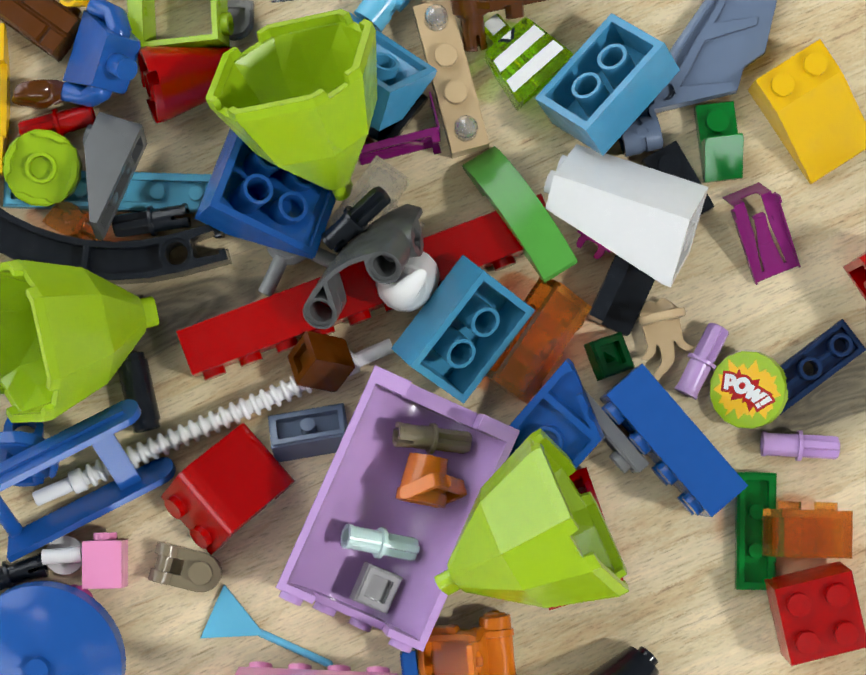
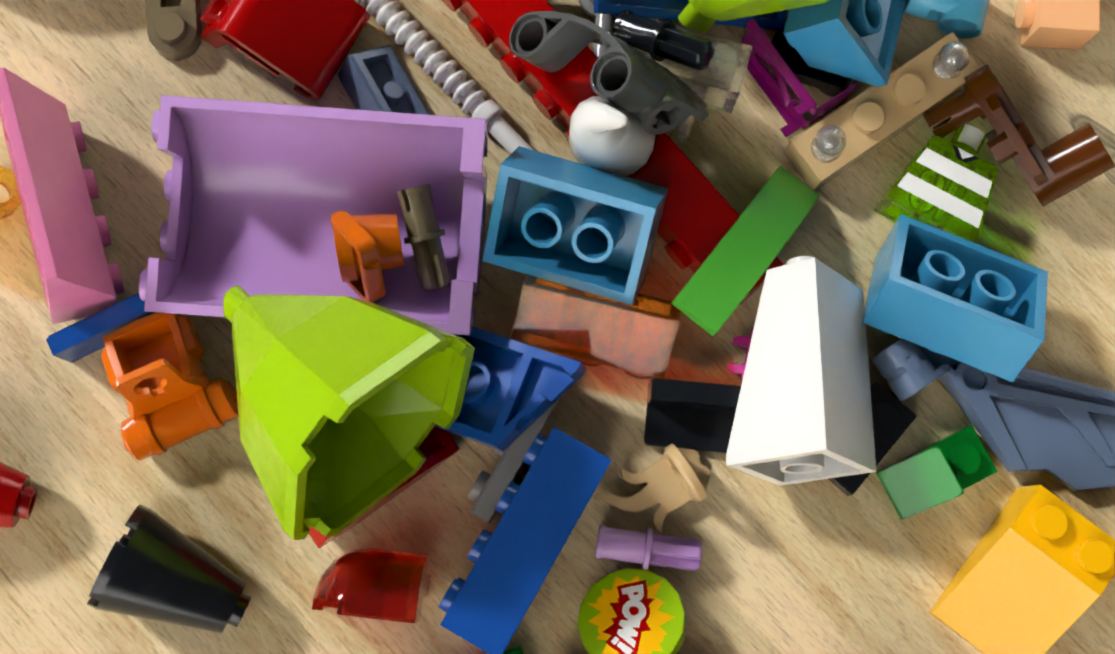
camera: 65 degrees right, 5 degrees down
(232, 620) = (129, 89): medium azure piece -> none
(321, 361) = (473, 74): reddish brown panel -> none
(375, 587) = (217, 237): light grey tile -> none
(379, 542) = (272, 219): light aqua axle -> none
(609, 356) = (610, 426): dark green tile -> none
(664, 556) = (375, 585): none -> clear red brick
(768, 252) = (819, 588): magenta piece -> none

